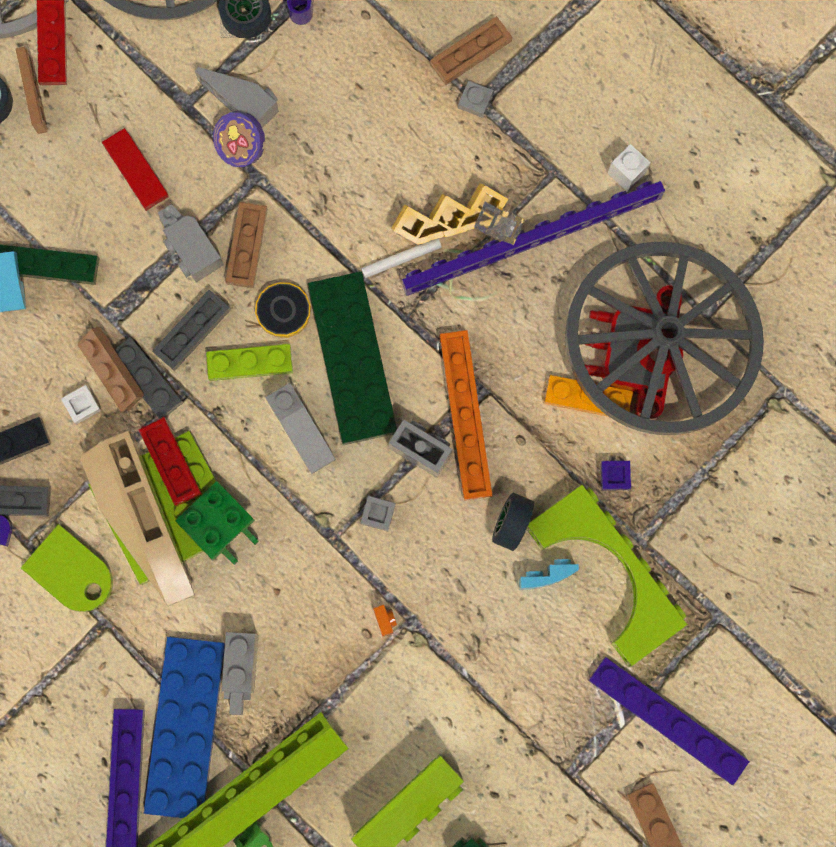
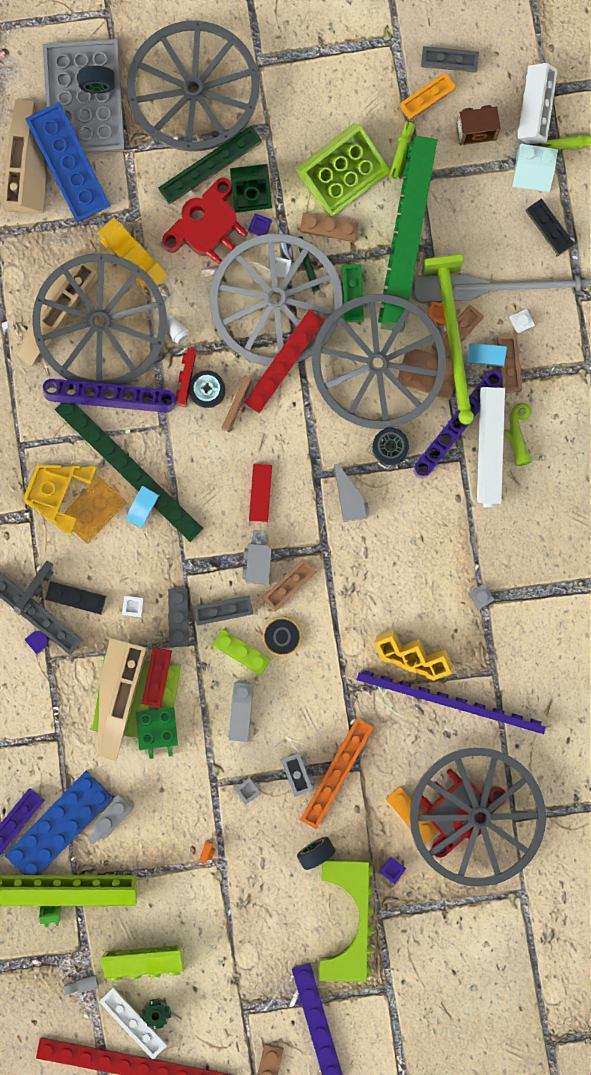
camera: 40 degrees right, 5 degrees up
(68, 569) = (60, 692): lime tile -> none
(110, 369) = (163, 599): medium nougat plate -> none
(238, 139) = (329, 521): tile -> none
(352, 358) = (299, 693): dark green plate -> none
(400, 258) = (365, 655): white bar -> none
(471, 50) = (500, 567): medium nougat plate -> none
(499, 223) = (435, 684): clear brick -> none
(559, 571) = (319, 898): medium azure slope -> none
(628, 168) = (535, 704): white brick -> none

